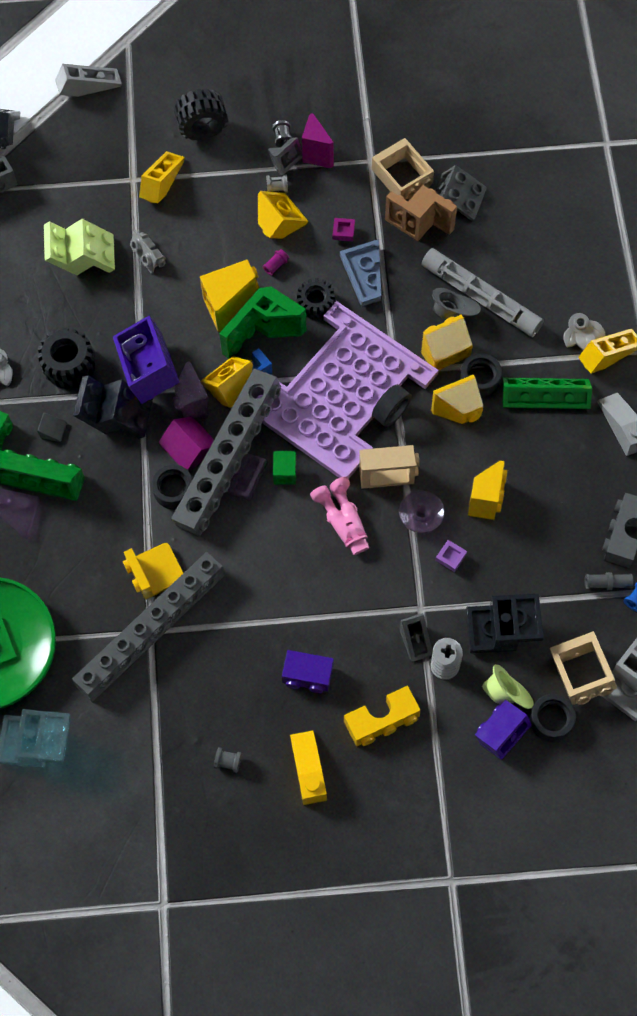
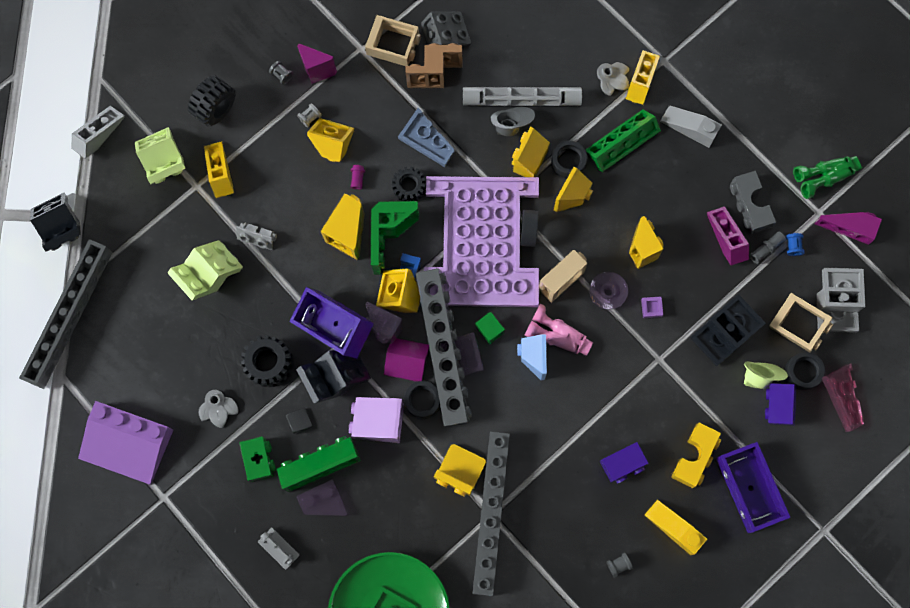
camera: 35 degrees left, 10 degrees up
(119, 473) = (377, 419): none -> lavender slope
(120, 132) = (159, 156): none -> yellowish green bracket
(286, 156) = (300, 89): dark grey slope -> none
(305, 517) = (534, 354): none -> light blue slope
(343, 229) = (386, 117): magenta plate -> none
(414, 761) = (764, 503): none -> dark purple piece
(416, 637) = (675, 384): dark grey slope -> none
(446, 658) = (702, 385): light grey piece -> none
(573, 763) = (841, 391): none -> clear pink wing
(578, 544) = (729, 236): none -> magenta slope

